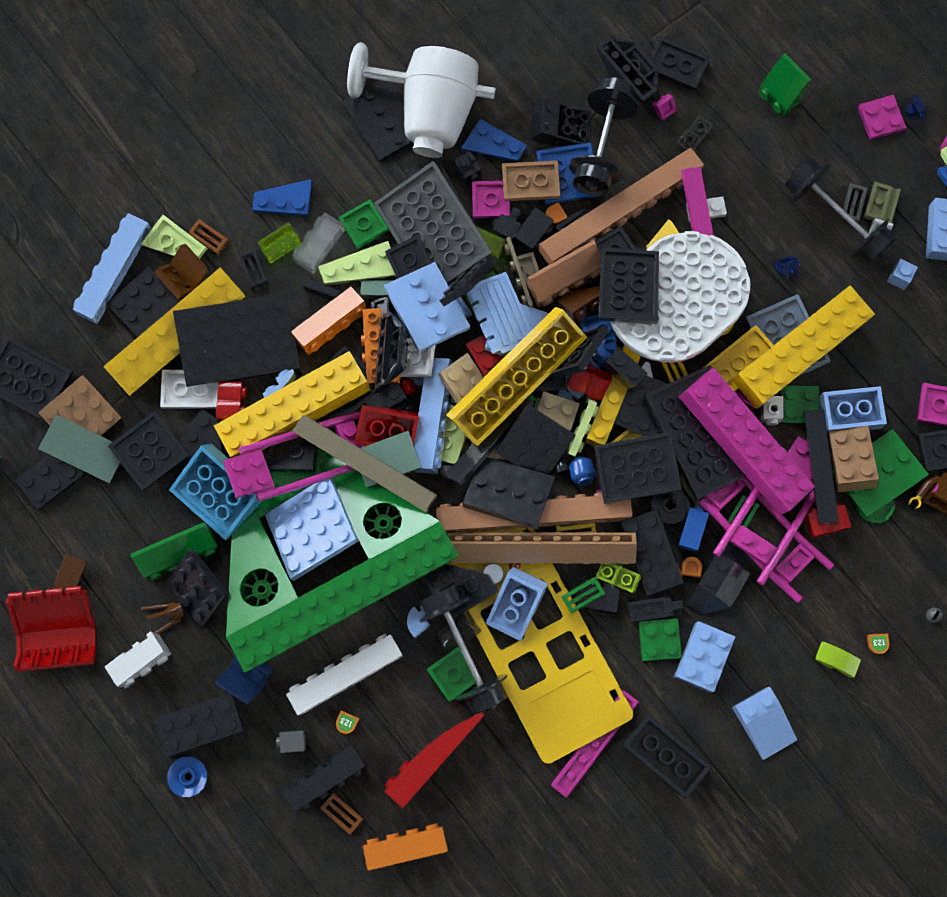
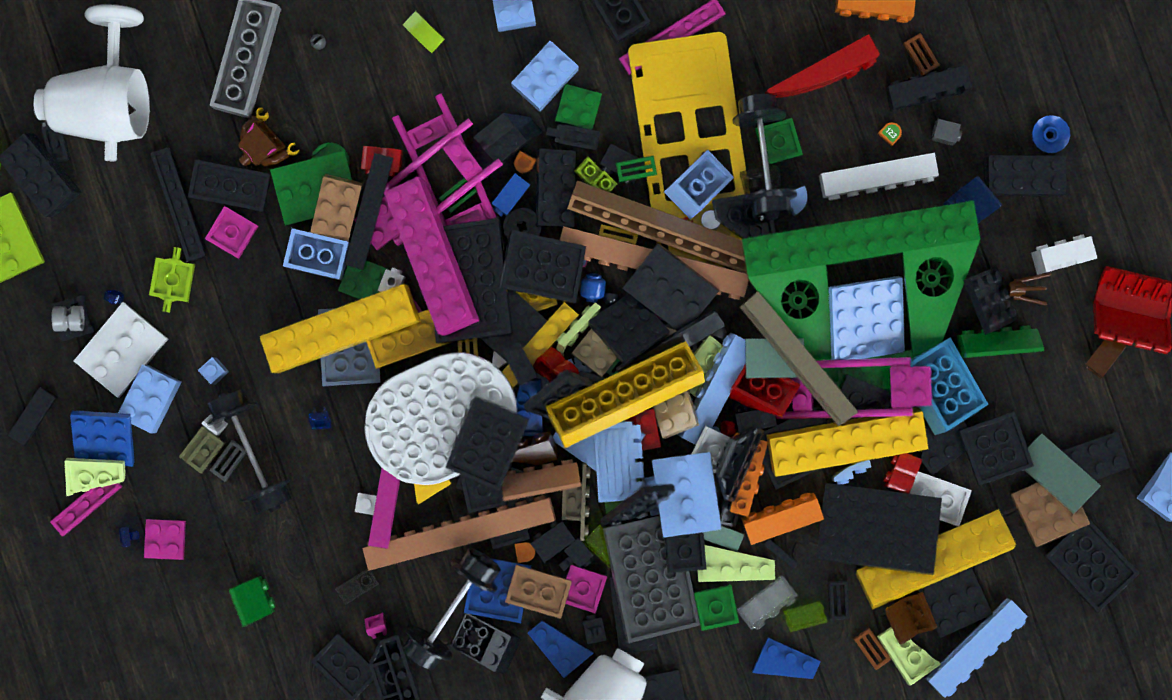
camera: 165 degrees left, 10 degrees up
(878, 643) = (379, 34): tile -> none

